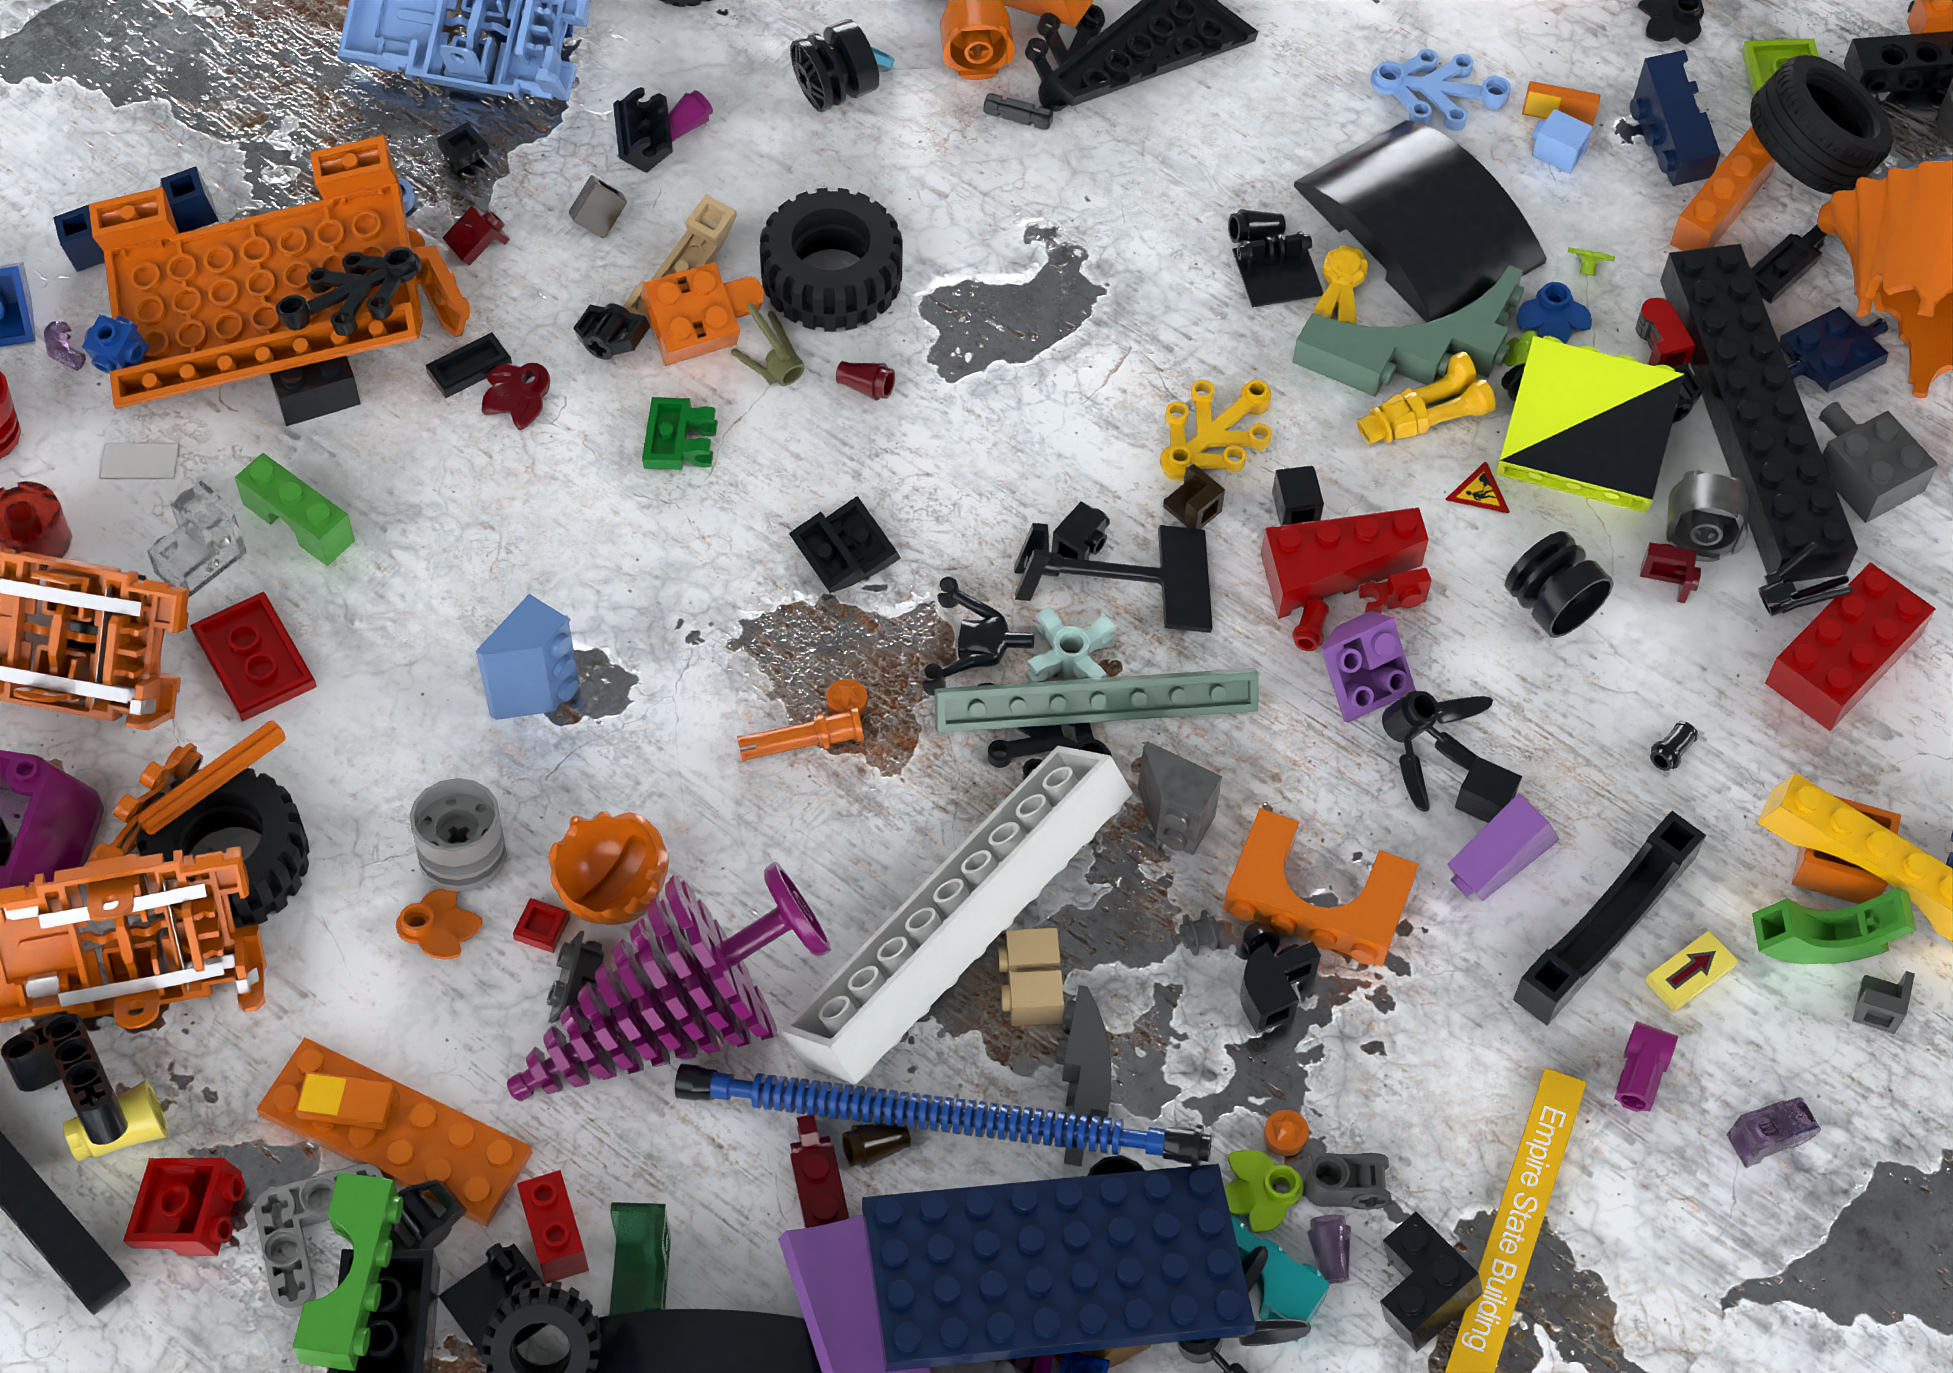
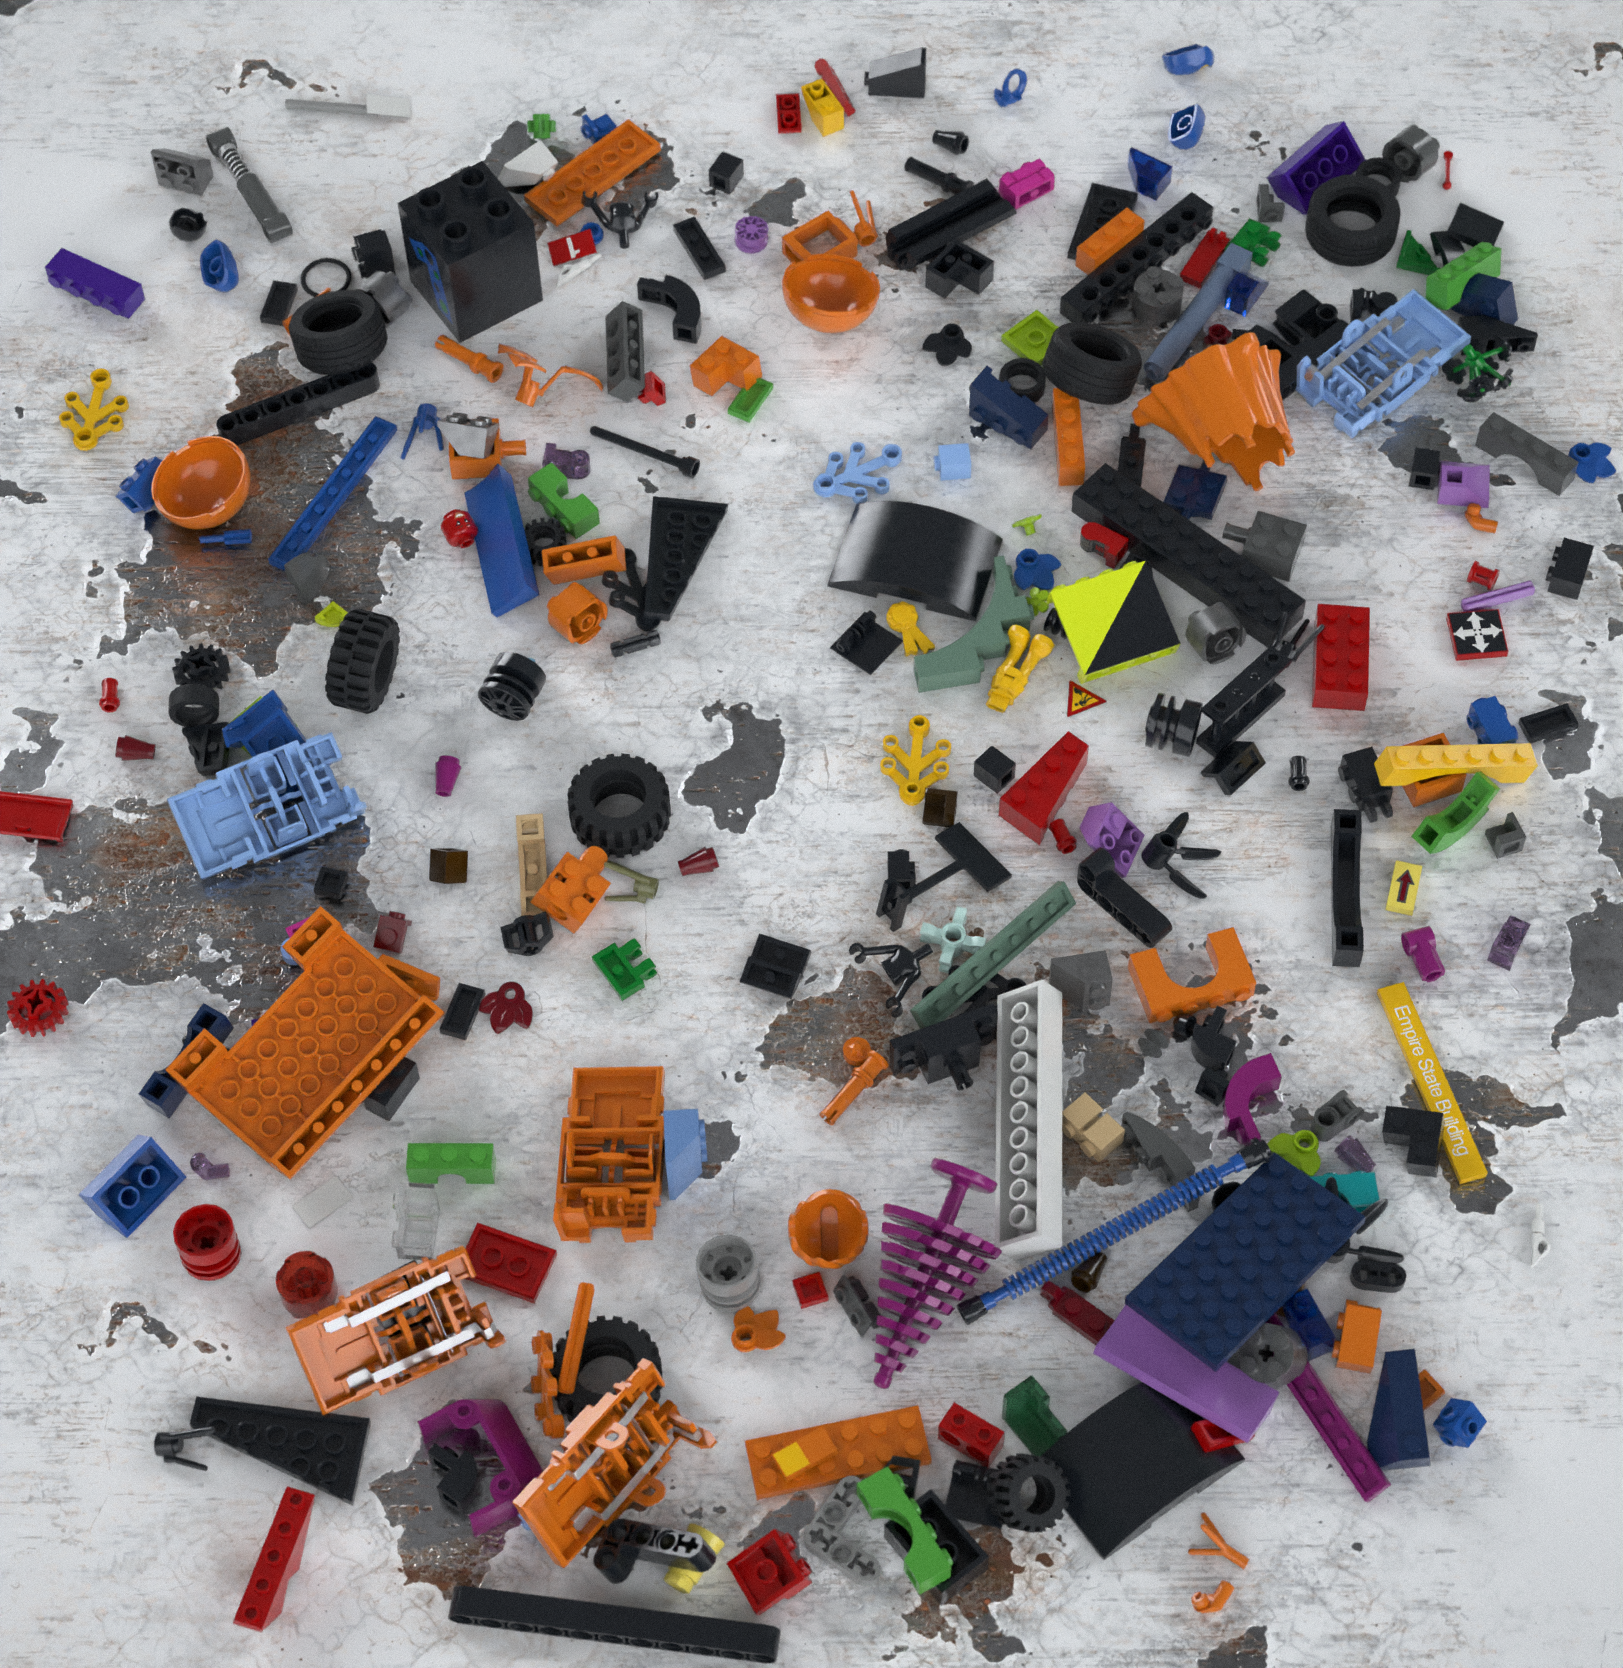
camera: 35 degrees left, 0 degrees up
(60, 77) = (39, 1009): none -> red gear
(114, 344) = (261, 1151): blue brick -> none
(353, 286) = (380, 1008): black plant -> none
(496, 564) = (602, 1108): none -> orange piece
(643, 129) = (432, 800): black hinge -> none
(943, 760) = (946, 1047): none -> black brick
(1228, 1034) = (1213, 1085): none -> black tile
(1255, 225) = (831, 626): black cone -> none
(1259, 1064) = (1249, 1082): none -> magenta arch
(1286, 1133) = (1283, 1115): orange tile -> none
(1313, 740) = (1120, 900): none -> black beam
(1401, 590) = (1093, 783): red plate -> none
(1487, 790) = (1231, 864): black panel -> none
(1502, 849) = (1264, 890): medium lavender slope -> none
(1544, 98) = (929, 440): orange tile -> none
(1599, 686) = (1234, 766): none -> black panel
(1672, 565) = (1216, 673): dark red bracket -> none
(1675, 632) = (1243, 701): none -> black fence
(1729, 86) = (1029, 368): none -> black tyre
(1739, 818) = (1363, 783): none -> black hinge

